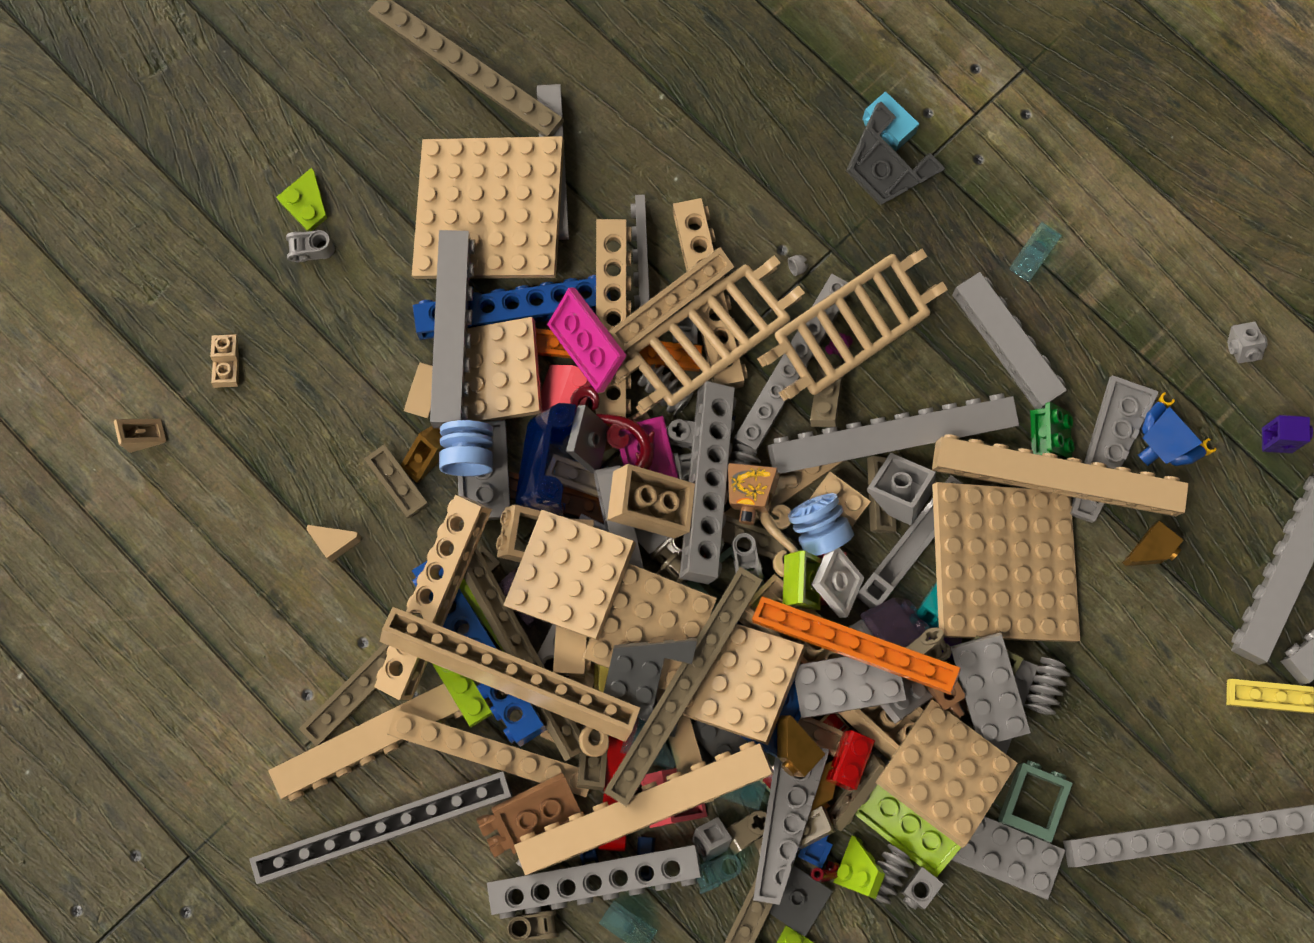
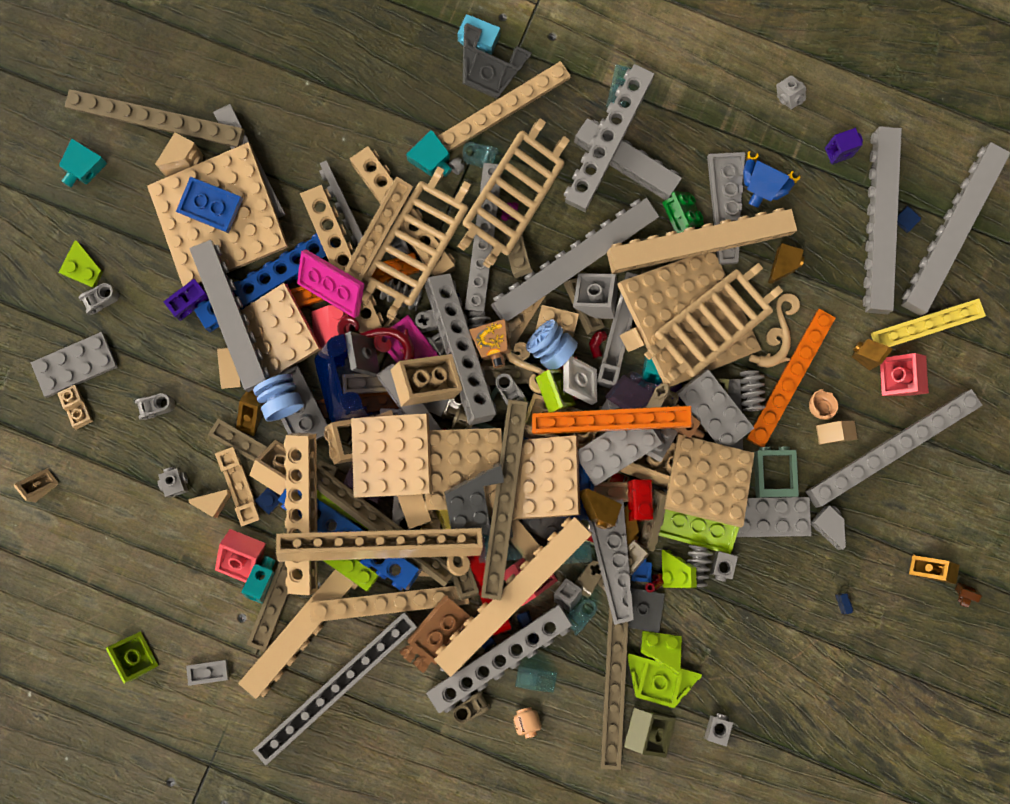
camera: 25 degrees left, 5 degrees up
(158, 684) = (132, 657): none -> lime slope
(238, 742) = (207, 672): none -> light grey plate
(246, 311) = (74, 364): none -> light grey plate
(298, 497) = (173, 482): none -> light grey brick
(312, 398) = (151, 406): none -> light grey piece
(337, 619) = (238, 555): none -> coral slope
(339, 666) = (257, 589): none -> teal torso
(356, 83) = (80, 164): none -> teal torso
(373, 535) = (238, 485): none -> tan slope
(400, 568) = (268, 501): none -> dark blue plate
(409, 289) = (186, 299): none -> dark purple brick
(419, 529) = (270, 467): none -> tan slope
(474, 119) = (178, 155): none -> tan slope
(485, 190) = (209, 204): none -> blue plate
(769, 238) = (429, 155): none -> teal torso
(833, 264) = (481, 154): none -> clear light blue piece
(880, 542) = (595, 343): none -> dark red arm
(883, 219) = (504, 107): none -> tan plate
(923, 559) = (632, 339): none -> tan slope
(1059, 244) = (636, 76): none -> light grey brick
(1078, 898) = (831, 526): none -> light grey slope
(1087, 600) = (730, 339): none -> tan bar
(1102, 692) = (790, 378): none -> orange plate
(1117, 632) = (784, 333): none -> tan plant
(1130, 742) = (823, 404): none -> light nougat hair
(1133, 784) = (836, 432): none -> tan slope
(1216, 703) = (870, 353): none -> pearl gold slope
(1249, 749) = (904, 375): none -> coral slope

